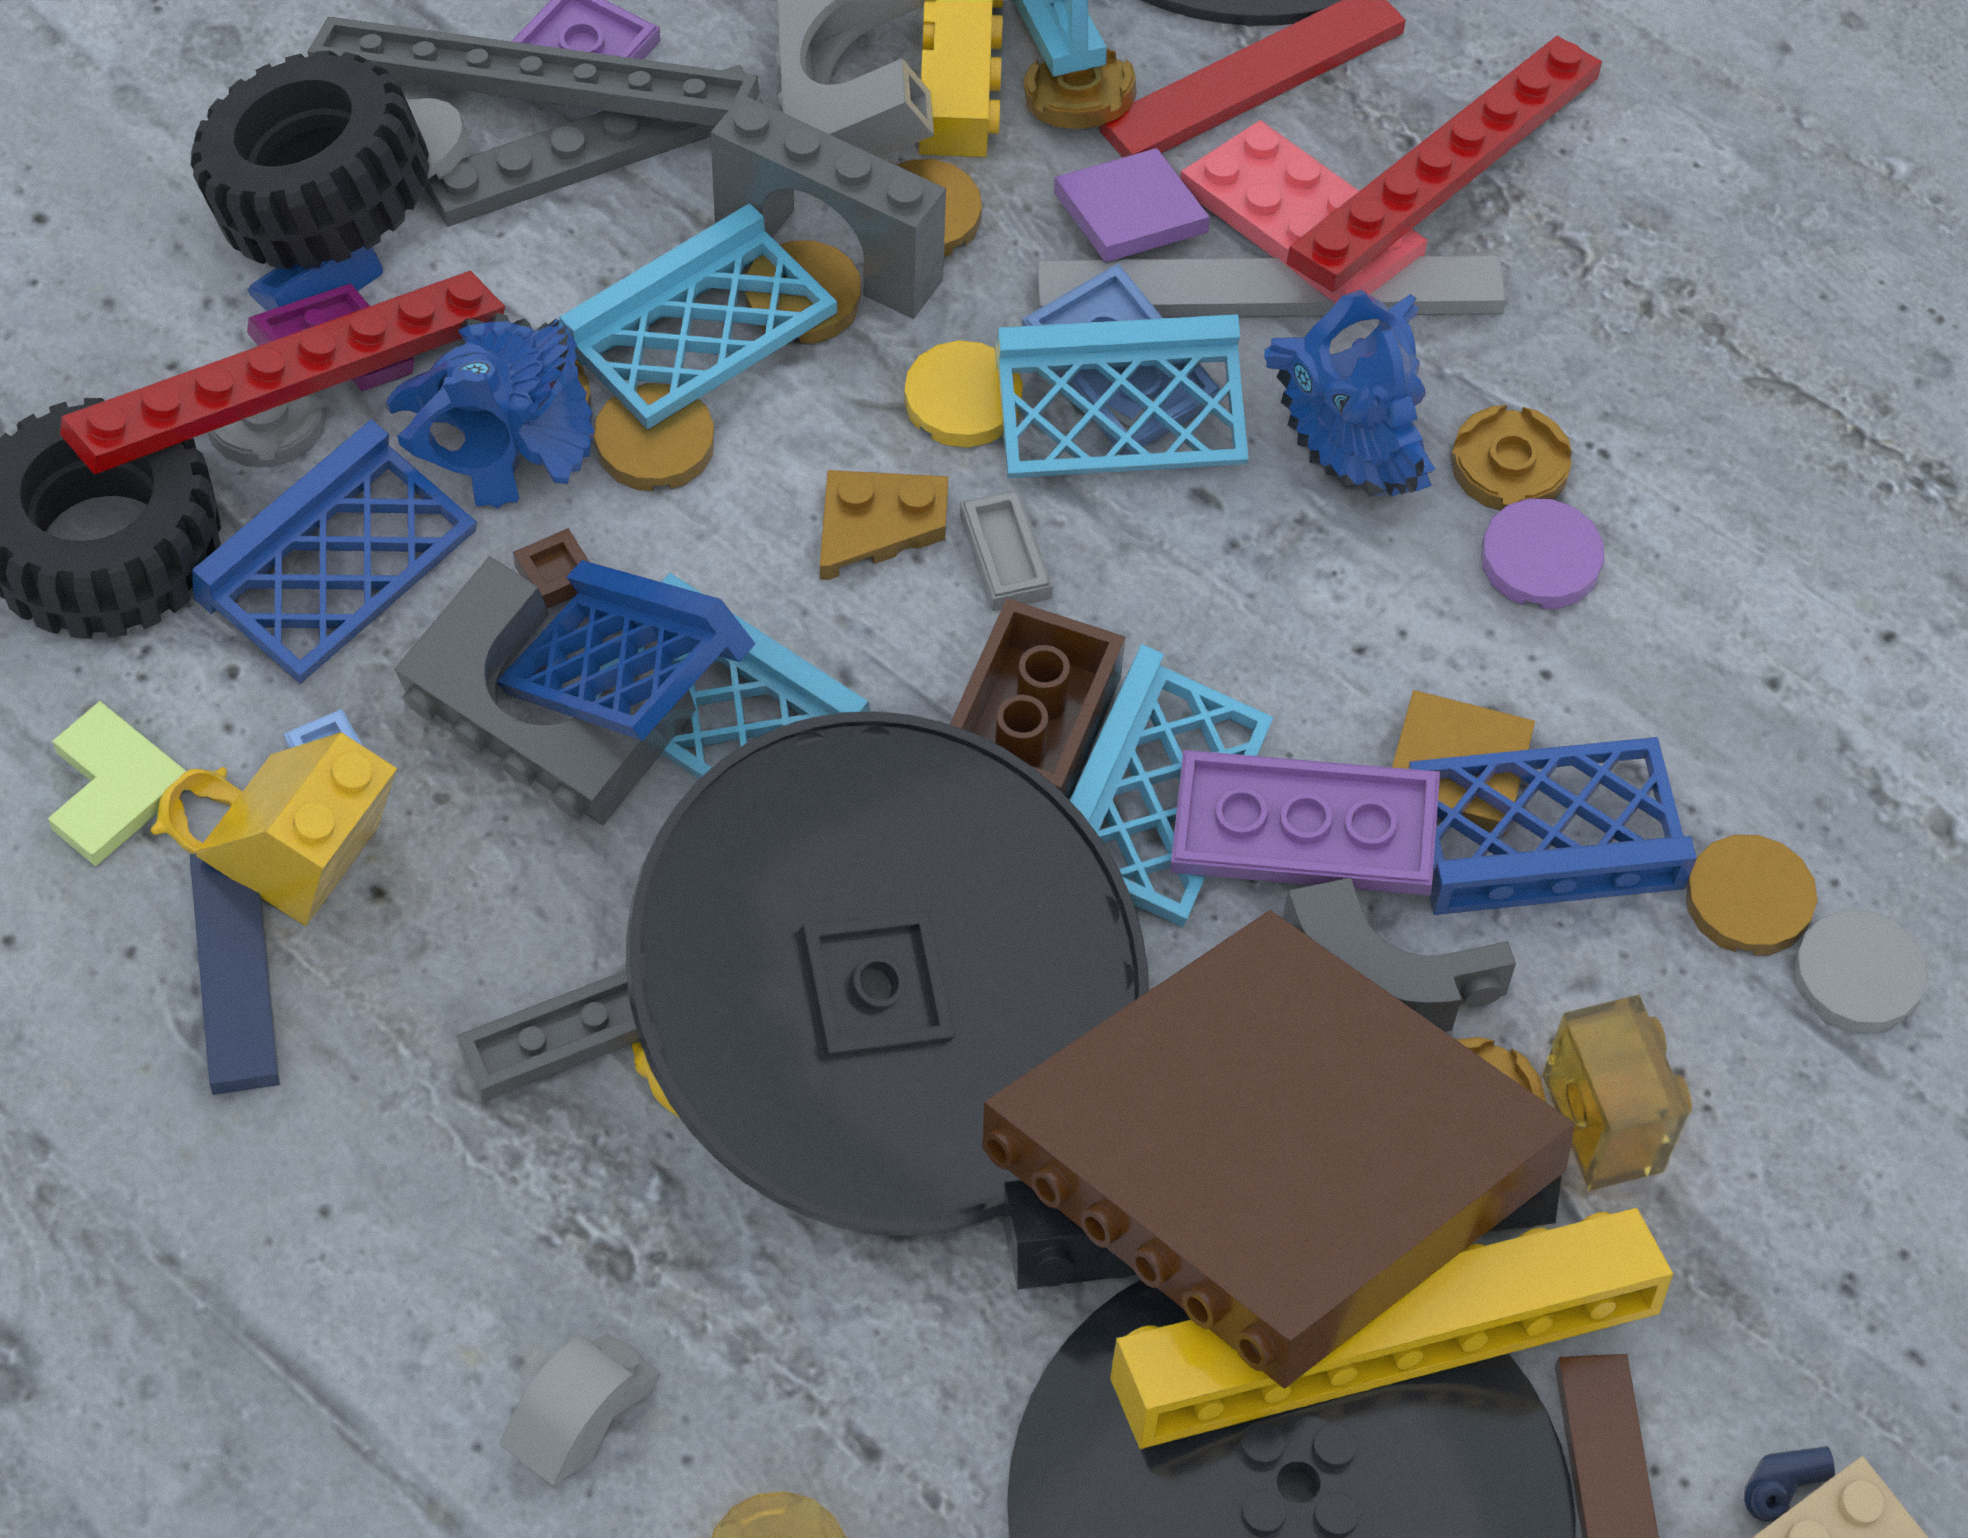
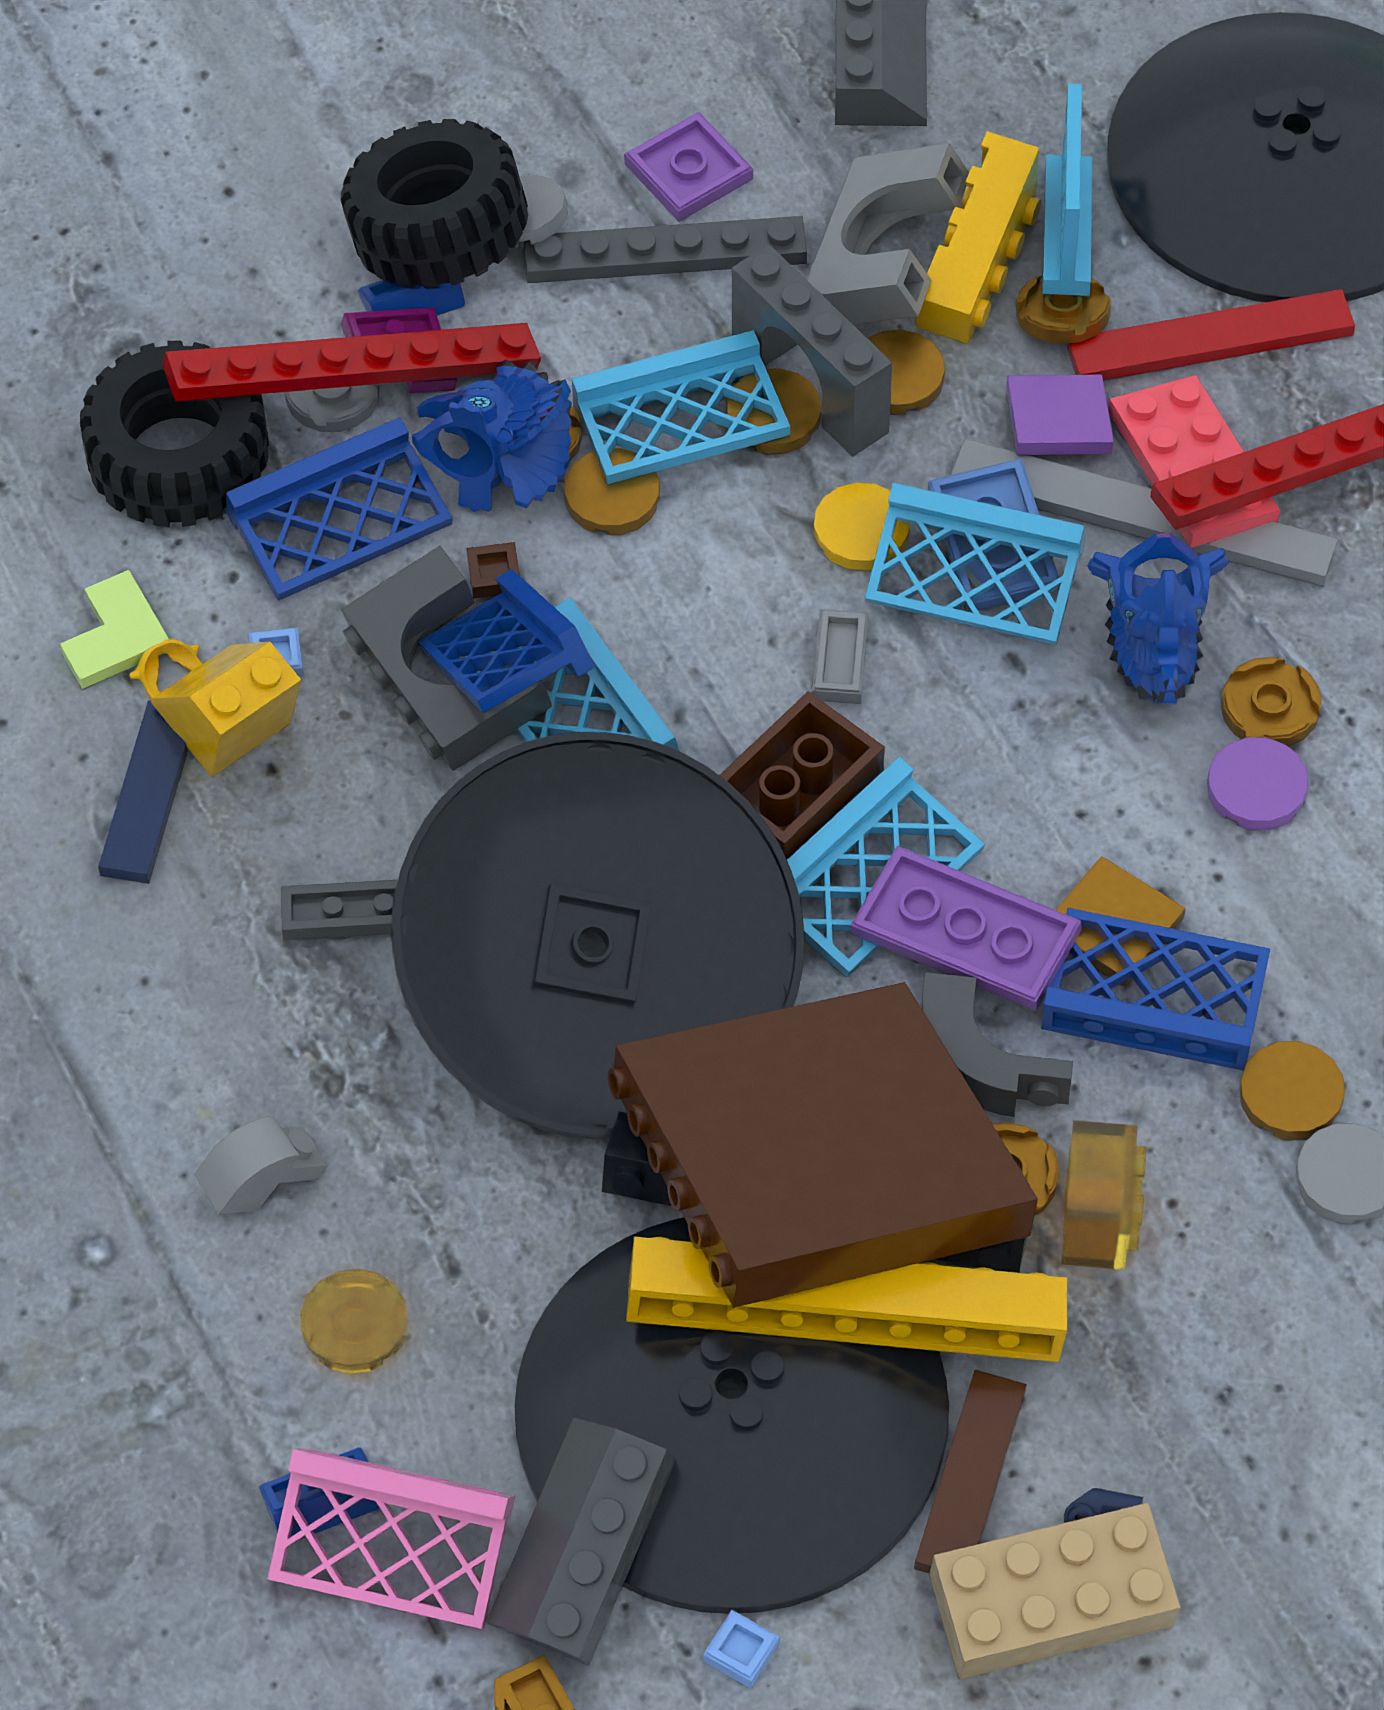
camera: 25 degrees right, 0 degrees up
(540, 72) = (635, 178): dark grey plate -> none
(879, 516) = (755, 602): pearl gold wing -> none

